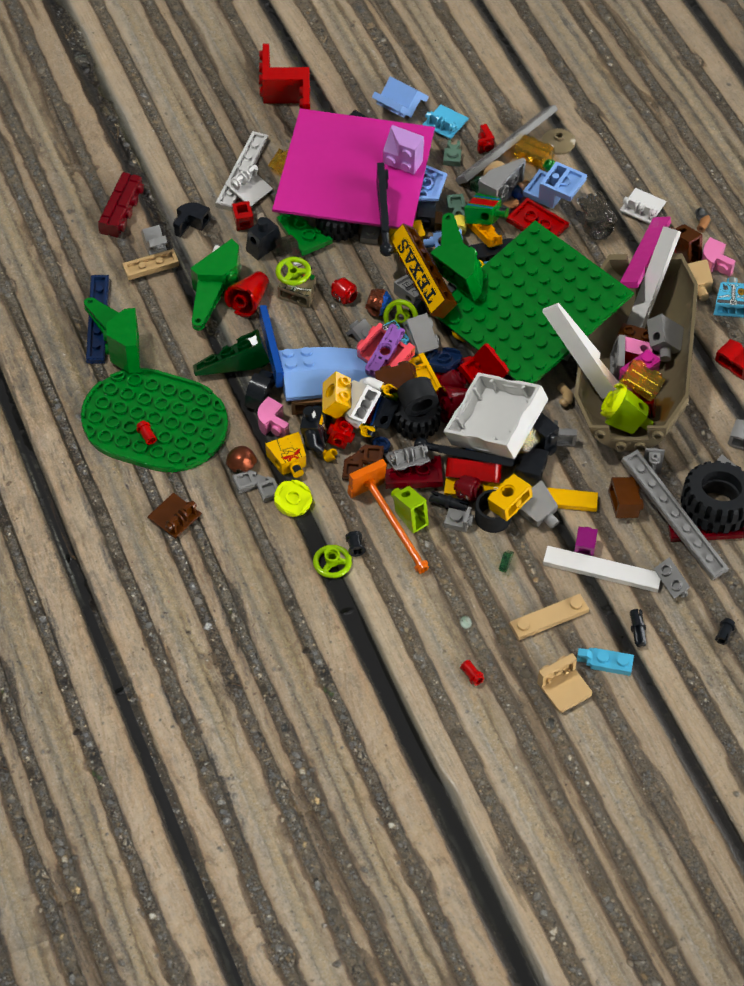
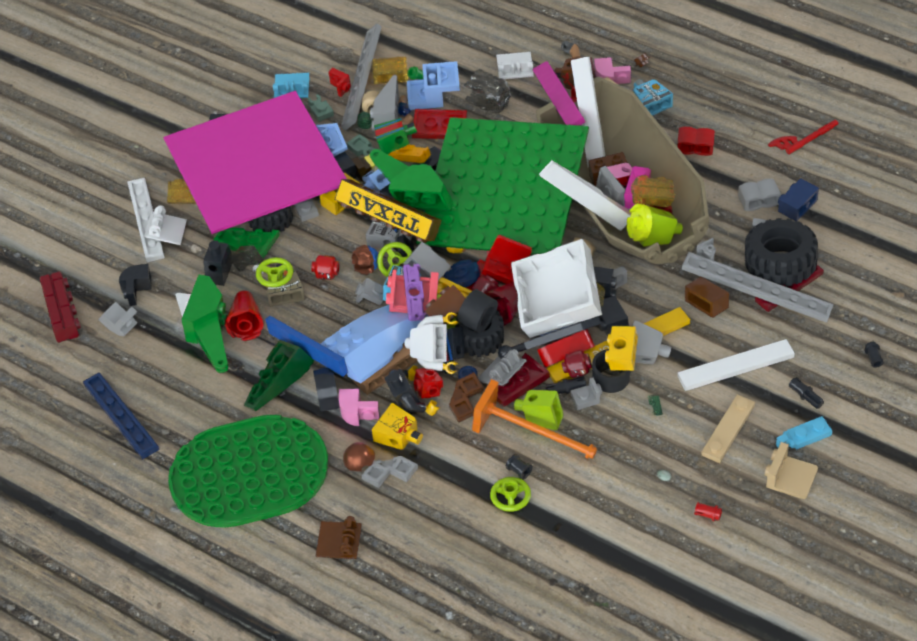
camera: 30 degrees left, 5 degrees down
(120, 332) = (160, 409): green slope -> none
(144, 429) = (254, 483): red pin -> none
(150, 264) = (131, 341): tan plate -> none
(242, 215) = (181, 254): red brick -> none
(283, 84) = (127, 126): red bracket -> none
(292, 498) = (431, 462): neon yellow tile -> none
(336, 395) = (405, 350): yellow brick -> none
(382, 178) = (295, 157): black plate -> none
(399, 97) = (238, 85): light blue bracket -> none
(403, 149) = (290, 119): lavender slope -> none
(560, 139) = (402, 49): dark tan dish -> none
(586, 540) = (706, 349): magenta brick -> none
(664, 336) = (633, 150): light grey torso -> none
(672, 578) = (799, 337): light grey hinge -> none

